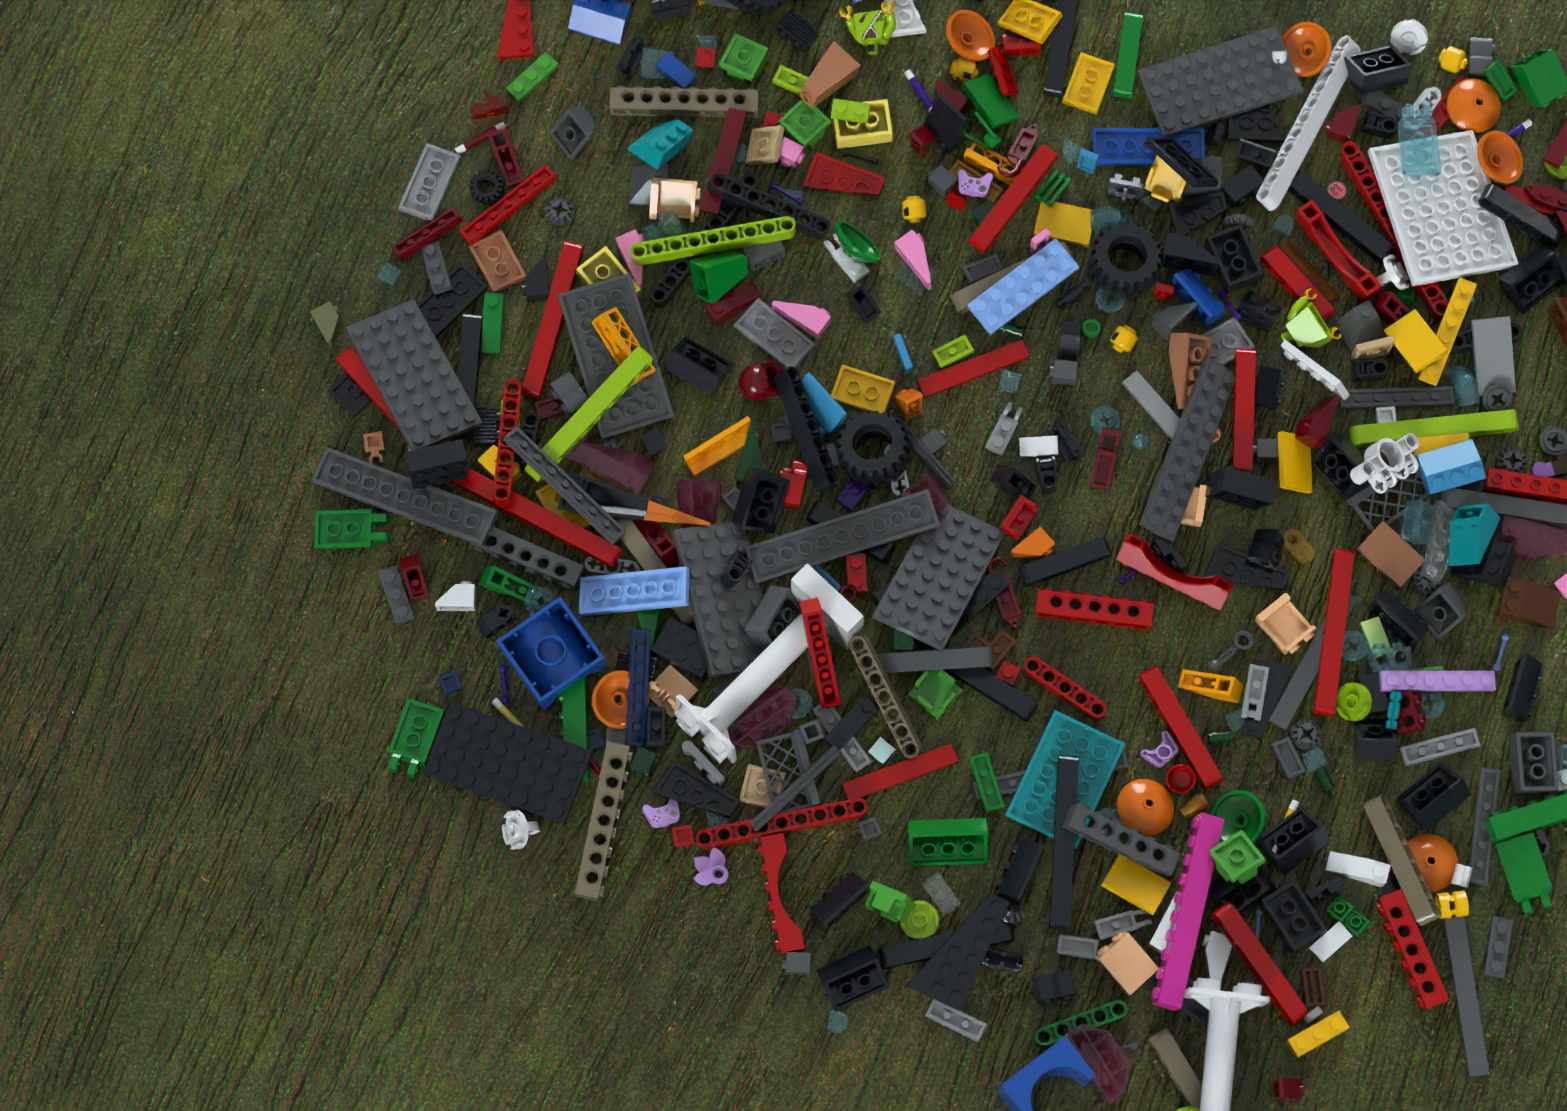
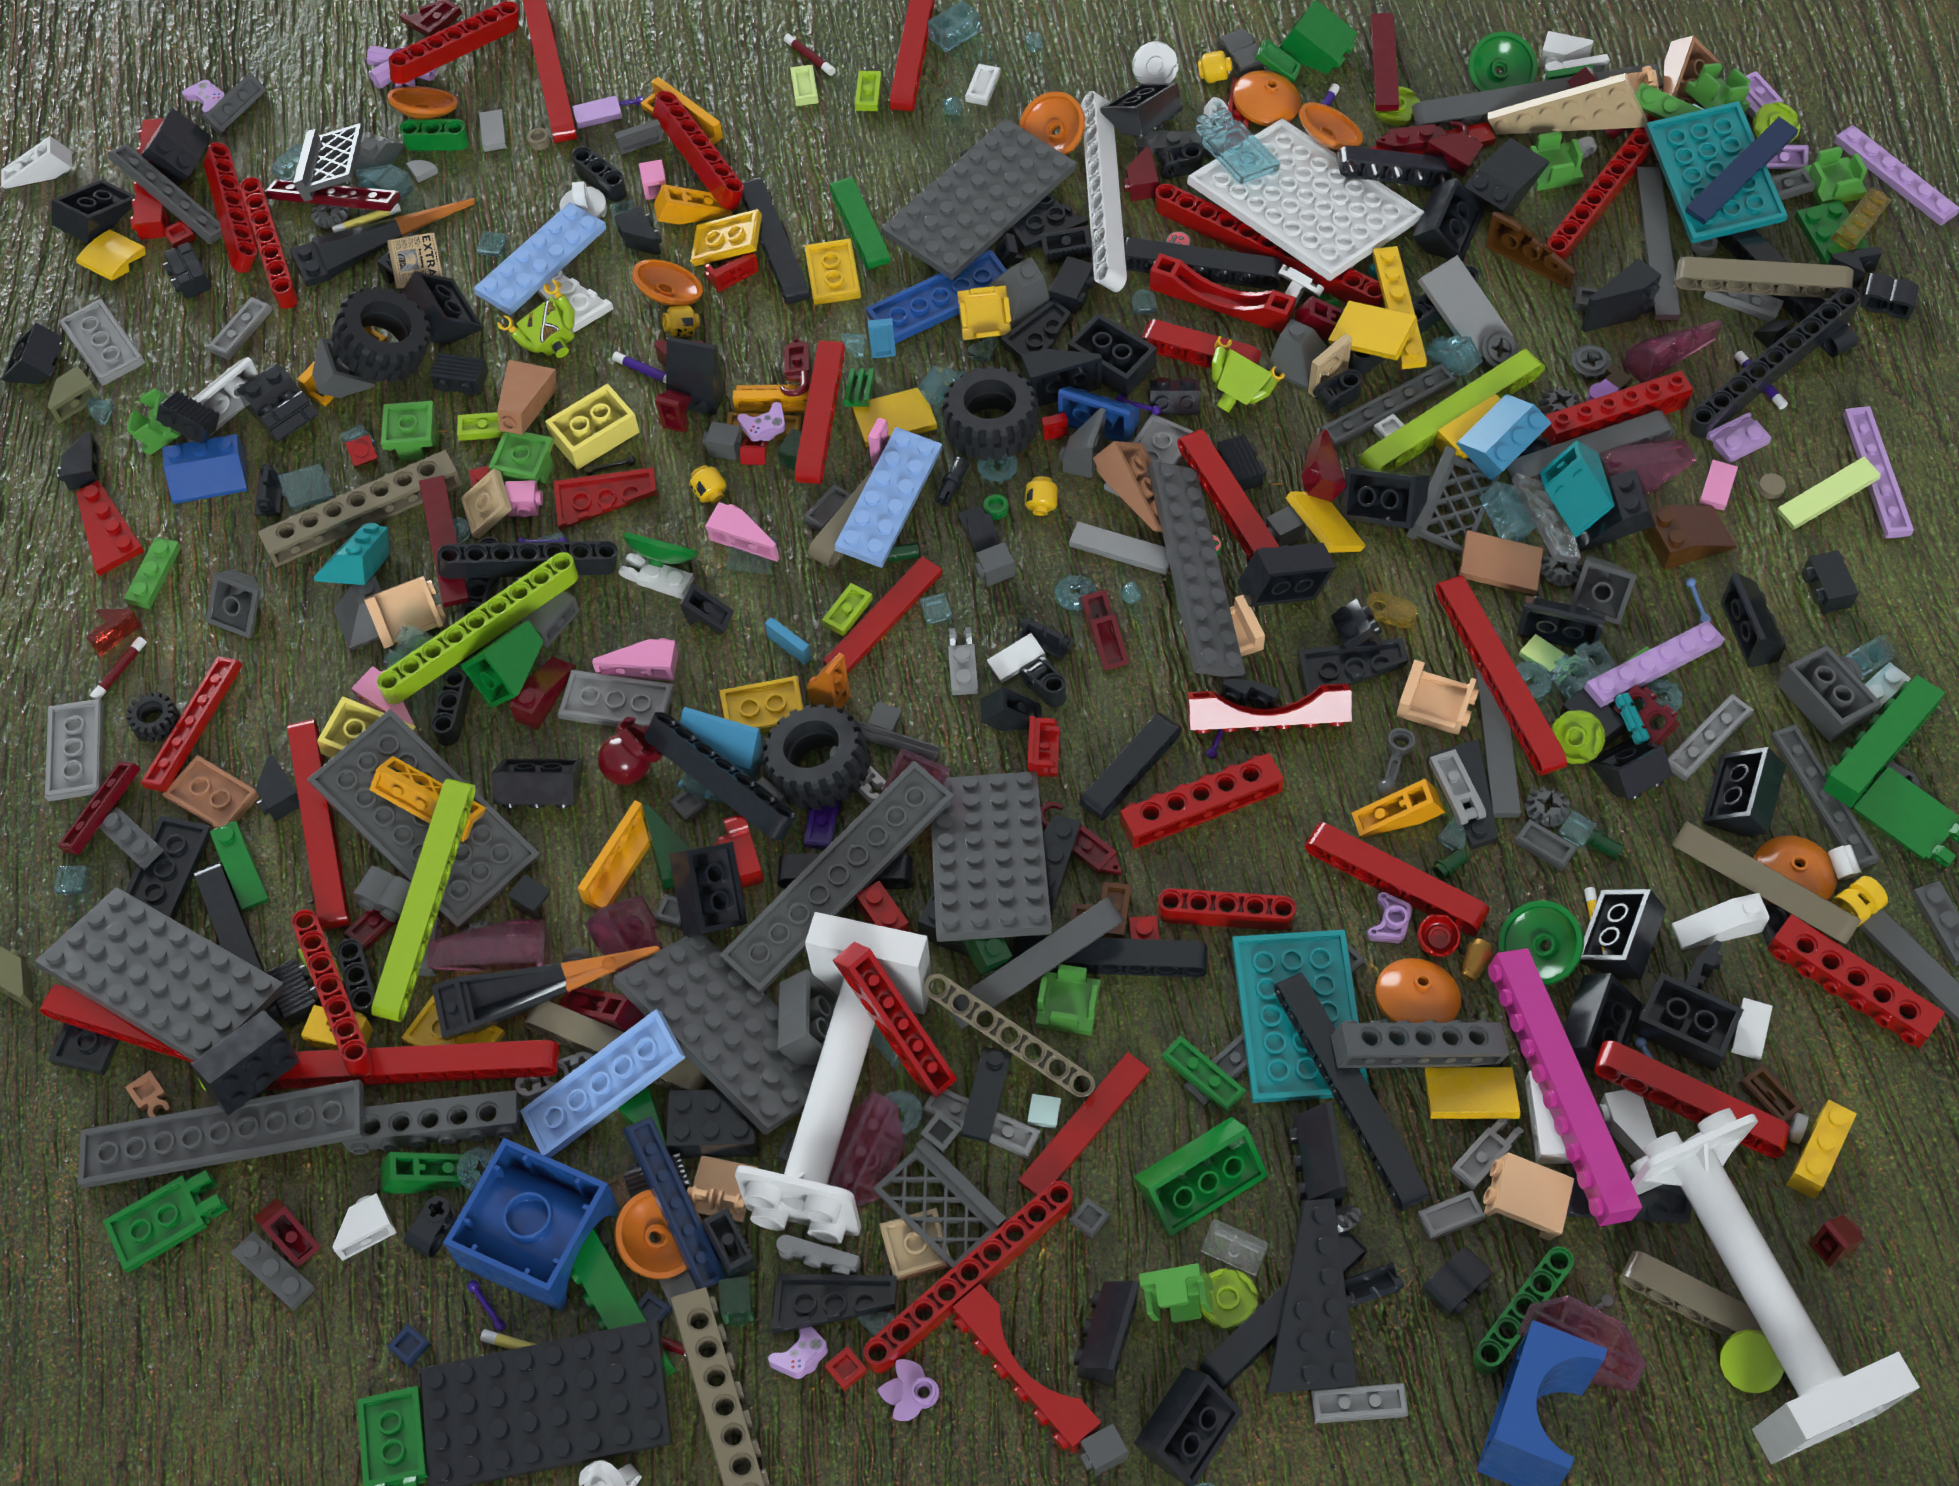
camera: 30 degrees left, 15 degrees down
(506, 155) = (161, 668): dark red slope -> none
(564, 217) = (273, 703): dark grey gear -> none
(564, 485) = (436, 1000): dark grey tile -> none
(675, 70) = (330, 480): blue tile -> none
(736, 567) = (723, 986): black piece -> none
(795, 788) = (961, 1217): dark grey axle -> none
(850, 111) = (570, 413): lime plate -> none
(990, 101) = (730, 335): green tile -> none
(991, 139) = (755, 369): green plant -> none
(1003, 72) = (727, 302): red hinge -> none
(1034, 546) = (1082, 768): orange slope -> none
(1125, 189) = (942, 348): dark grey hips -> none
(1182, 162) = (991, 280): black tile -> none
(1236, 219) = (1089, 312): dark grey gear -> none
(1237, 858) = (1578, 982): bright green panel -> none
(1279, 56) = (1029, 137): white hinge -> none
(1309, 271) = (1206, 329): reddish brown tile -> none
(1315, 369) = (1287, 416): white wing -> none
(1348, 916) = (1740, 984): green slope -> none
(1377, 471) = (1432, 456): white piece -> none

